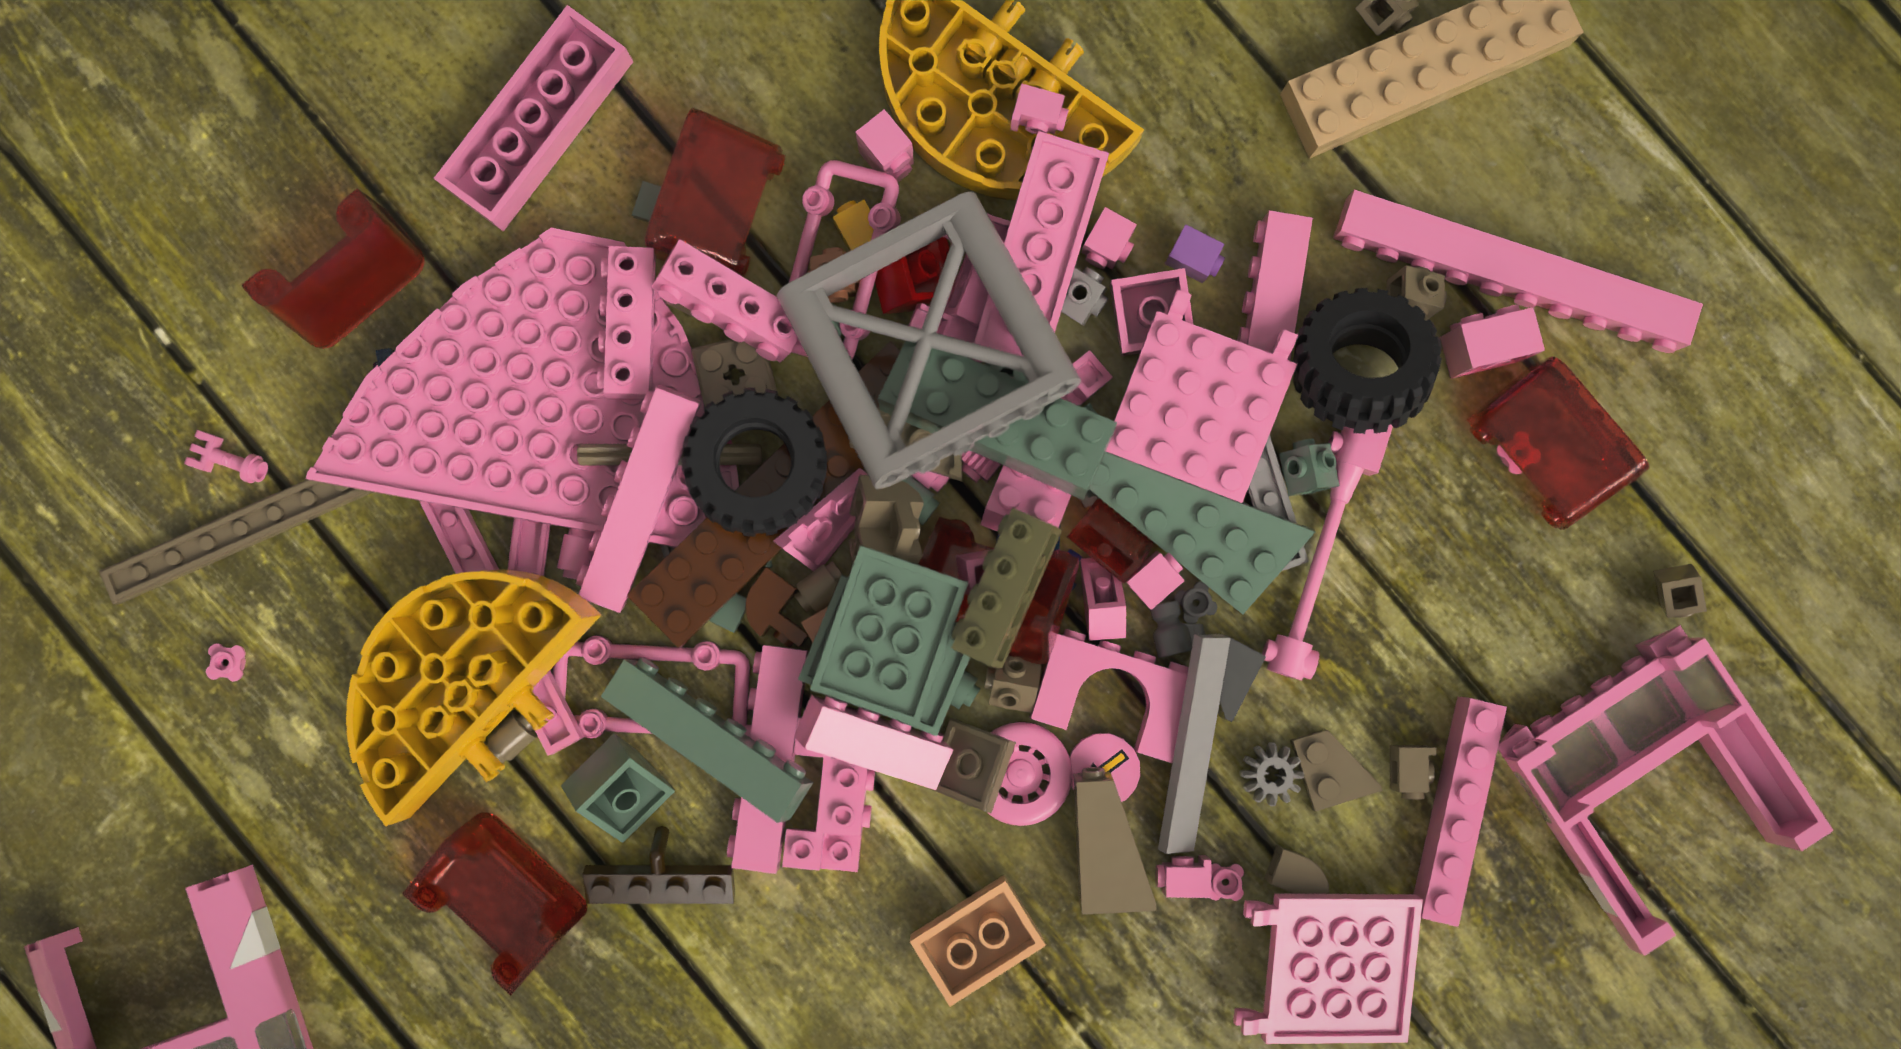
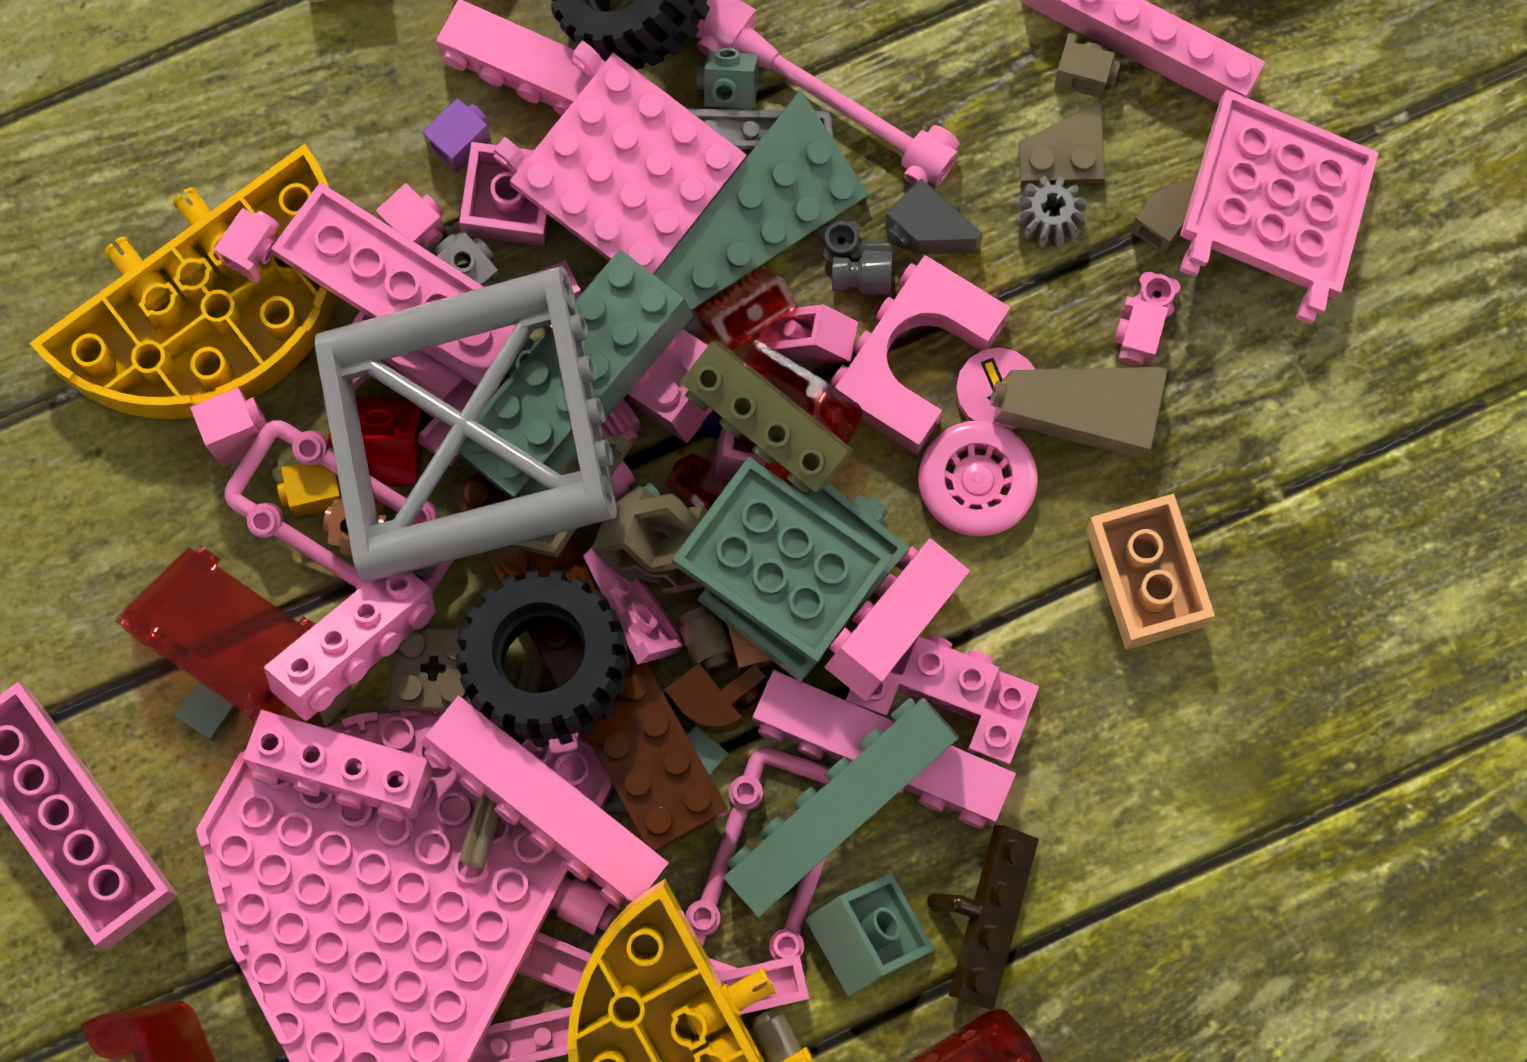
camera: 70 degrees left, 10 degrees down
(975, 765) = (956, 520): dark tan tile -> none
(1014, 684) = (876, 455): dark tan brick -> none
(1156, 578) = (804, 271): bright pink brick -> none
(1194, 743) = (994, 279): light grey tile -> none

